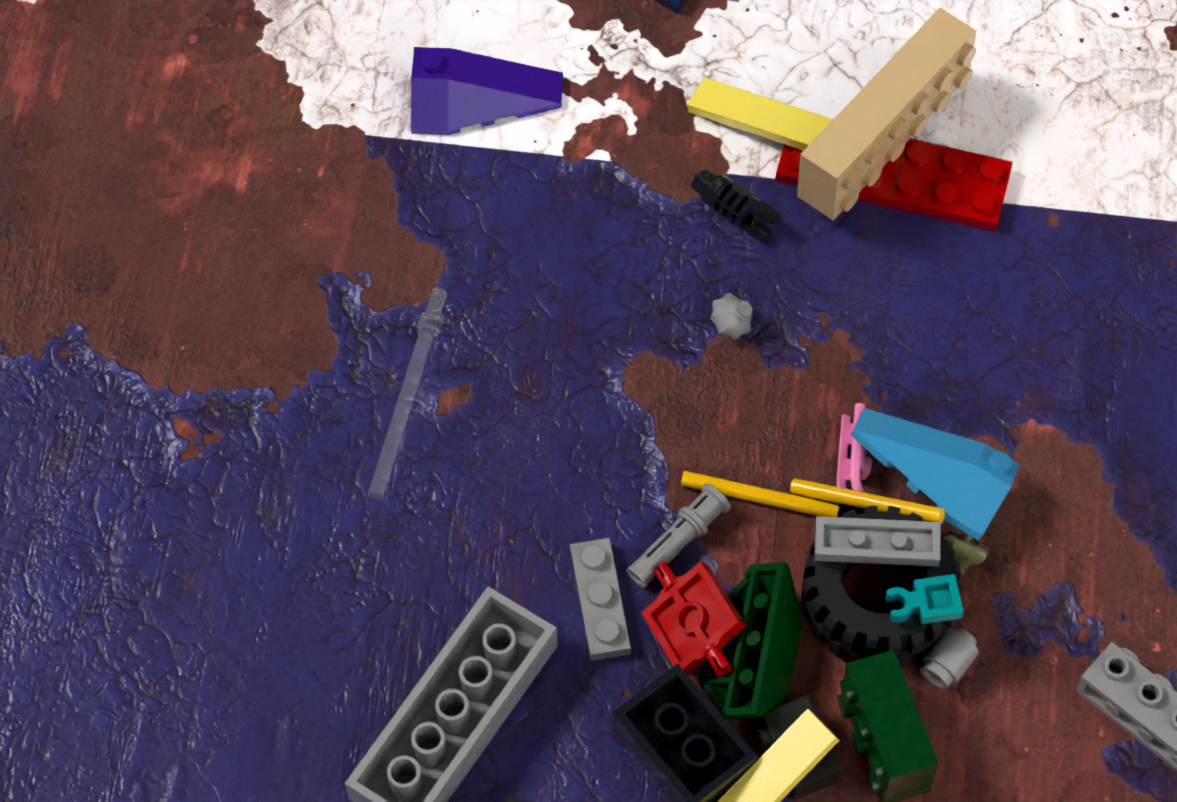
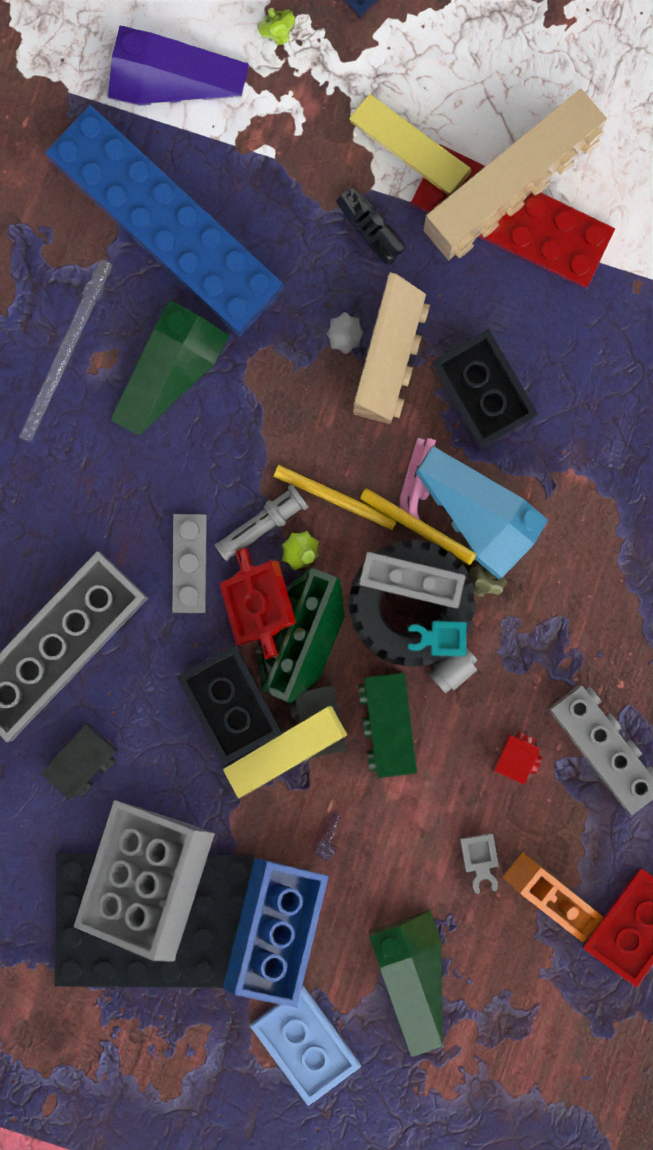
camera: 10 degrees right, 25 degrees up
(502, 236) = (165, 221): none -> blue brick
(538, 375) = (172, 361): none -> dark green wedge
(588, 29) = (277, 25): none -> lime piece
(731, 557) = (300, 550): none -> lime piece
(790, 319) = (390, 350): none -> tan slope
(907, 344) = (483, 390): none -> black brick
(1055, 748) = (518, 758): none -> red brick

